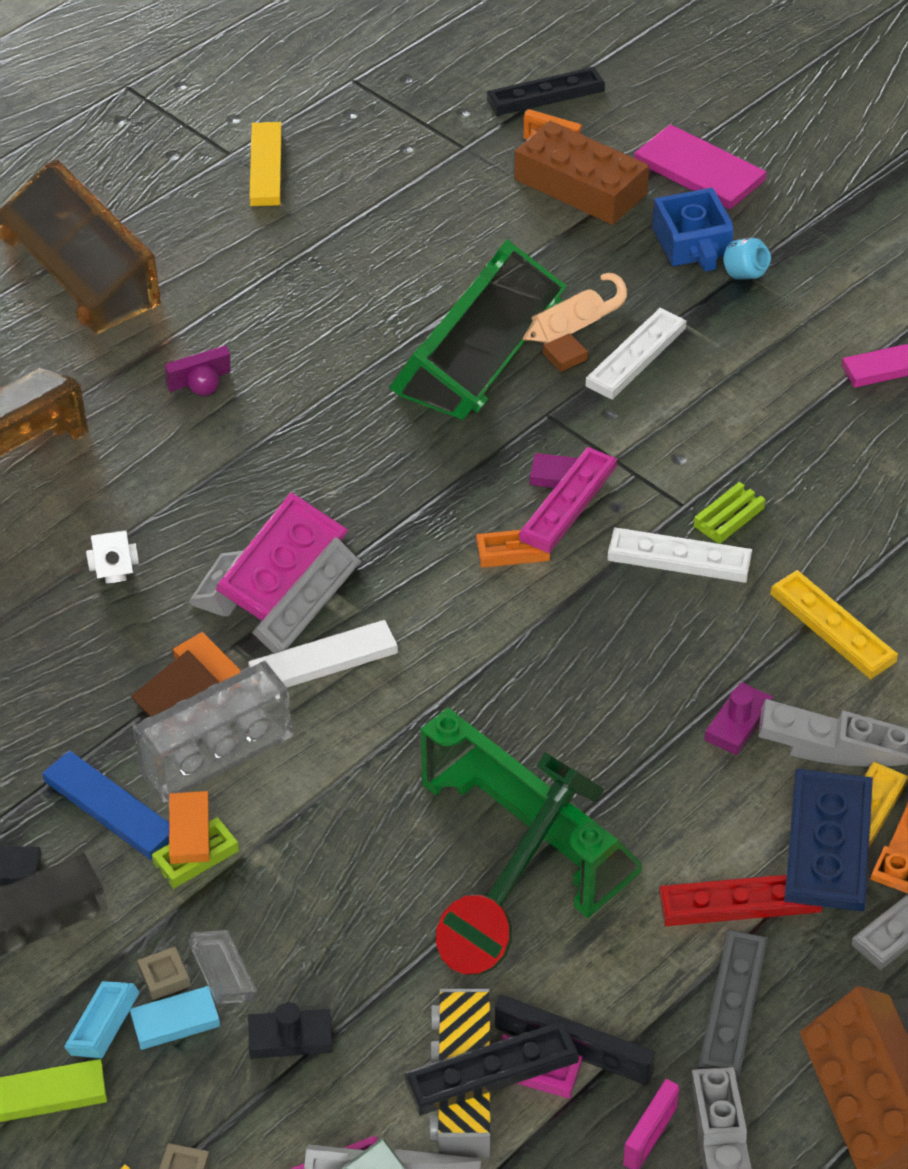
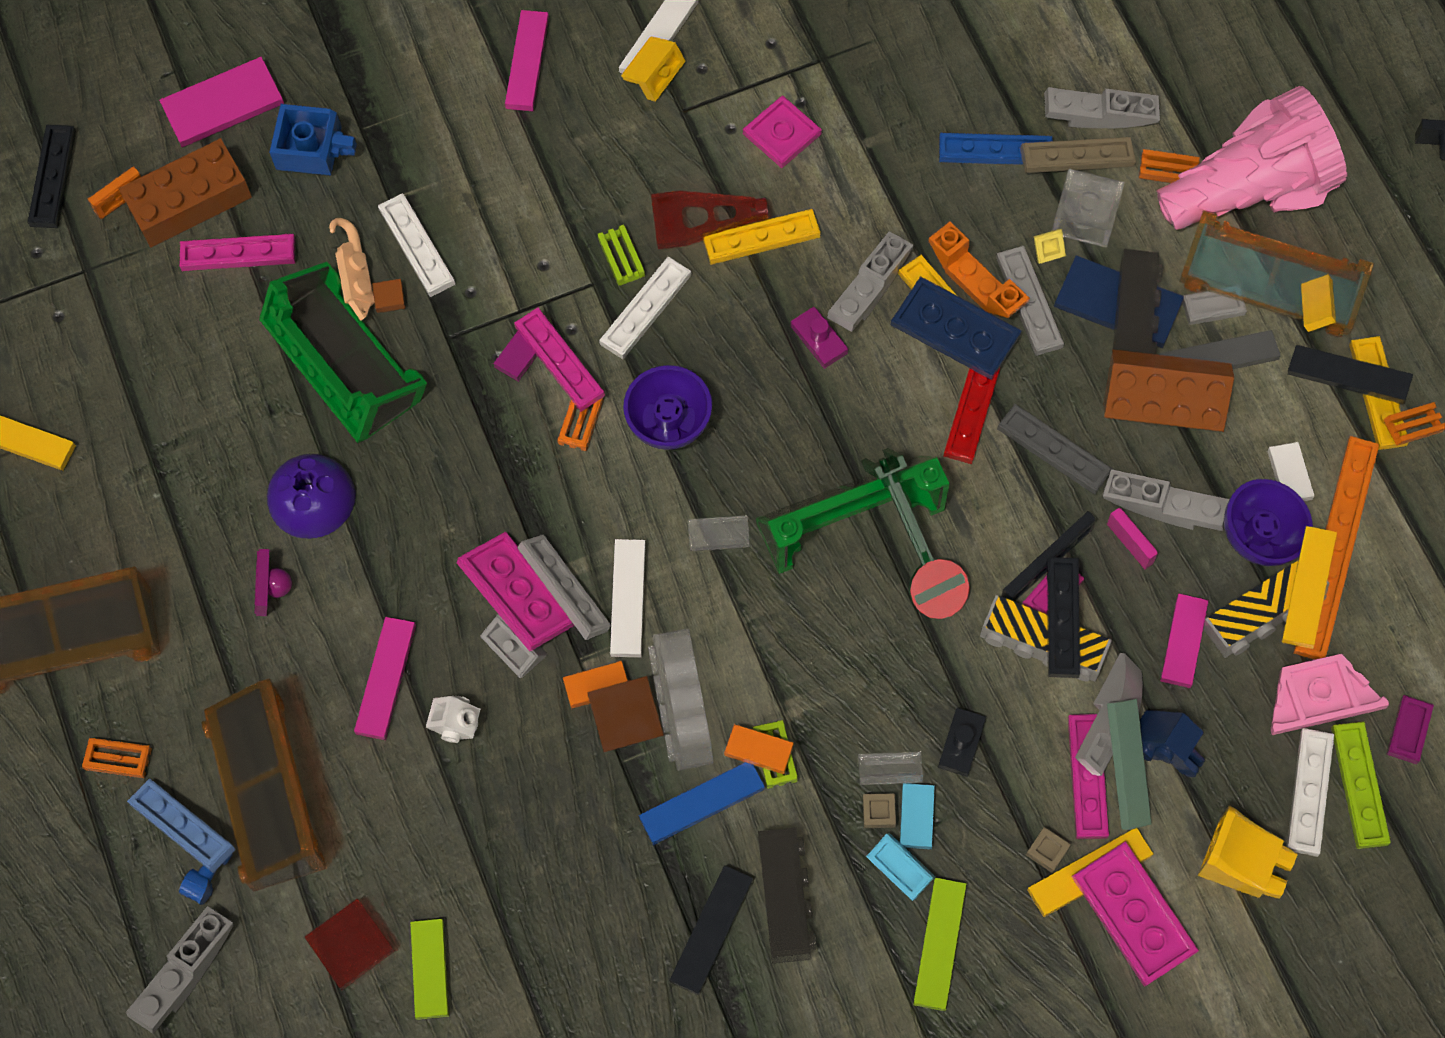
camera: 65 degrees left, 20 degrees up
(140, 496) = (385, 678): none -> dark pink tile
(312, 372) = (314, 508): none -> dark purple piece
(434, 697) = (718, 533): none -> clear tile
(545, 234) = (237, 252): none -> dark pink tile
(556, 597) = (671, 395): none -> dark purple piece
(746, 258) = (362, 118): medium azure head -> none
(807, 529) = (669, 219): none -> clear red plate

